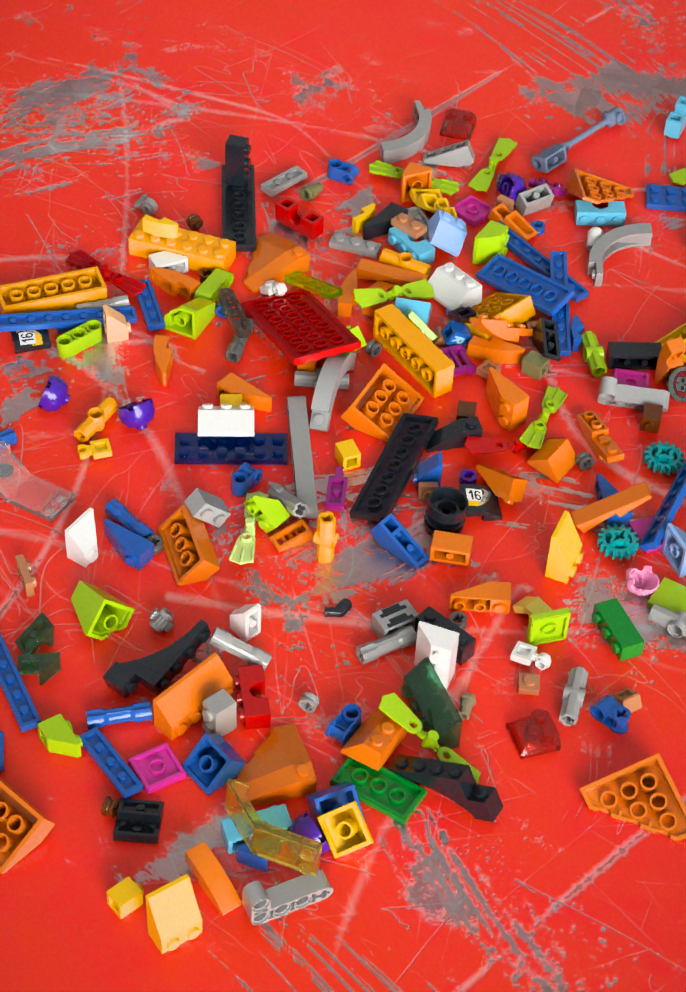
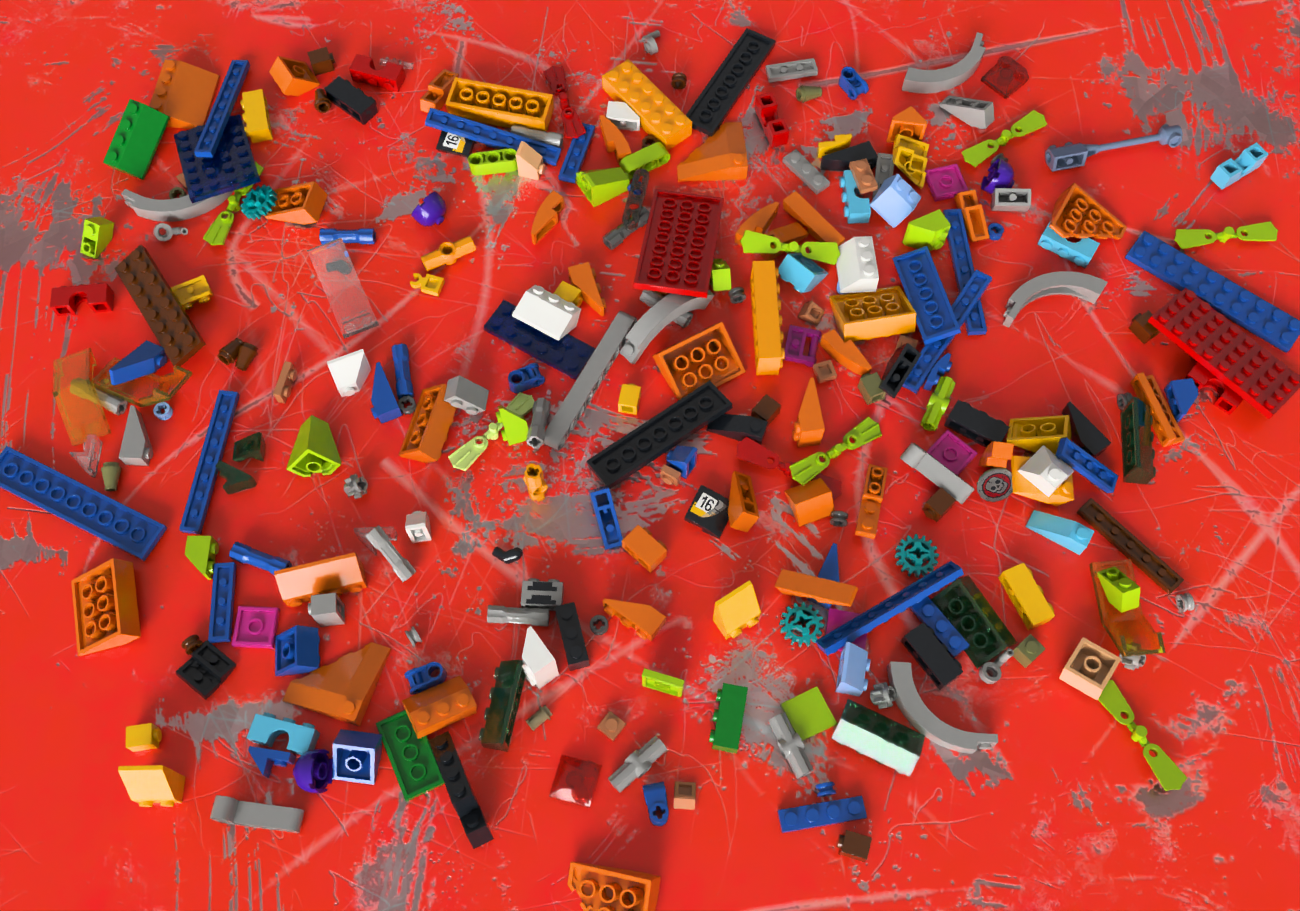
camera: 35 degrees right, 20 degrees up
(137, 414) = (481, 265): dark purple cylinder -> none
(158, 668) = (314, 537): black arch -> none
(162, 228) = (630, 78): yellow slope -> none
(212, 878) = (217, 761): orange slope -> none
(237, 160) = (749, 34): black brick -> none
(254, 710) = (379, 588): red arch -> none
(267, 840) = (262, 719): clear yellow windscreen -> none
(272, 287) = (694, 186): white plate -> none
(299, 539) = (538, 453): orange slope -> none
(313, 285) = (730, 201): clear neon green tile -> none
(336, 491) = (593, 431): magenta hinge -> none
(345, 829) = (344, 783): yellow slope -> none
(385, 169) = (896, 100): lime piece -> none
(401, 714) = (462, 702): lime piece -> none
(404, 261) = (835, 214): light orange piece -> none
(420, 324) = (790, 294): tile -> none
(446, 510) = (666, 499): black wheel -> none
(456, 333) = (821, 318): blue brick -> none
(461, 314) = (840, 299): black slope -> none
(470, 473) = (716, 473): dark purple bush -> none
(500, 328) = (857, 335): orange slope -> none
(508, 202) = (981, 191): nougat plate -> none
(526, 653) = (629, 695): white plate -> none
(531, 605) = (671, 656): light yellow slope -> none
(556, 188) = (1039, 191): magenta plate -> none
(592, 236) = (1042, 267): white cone -> none
(642, 582) = (788, 681): bright pink hair -> none

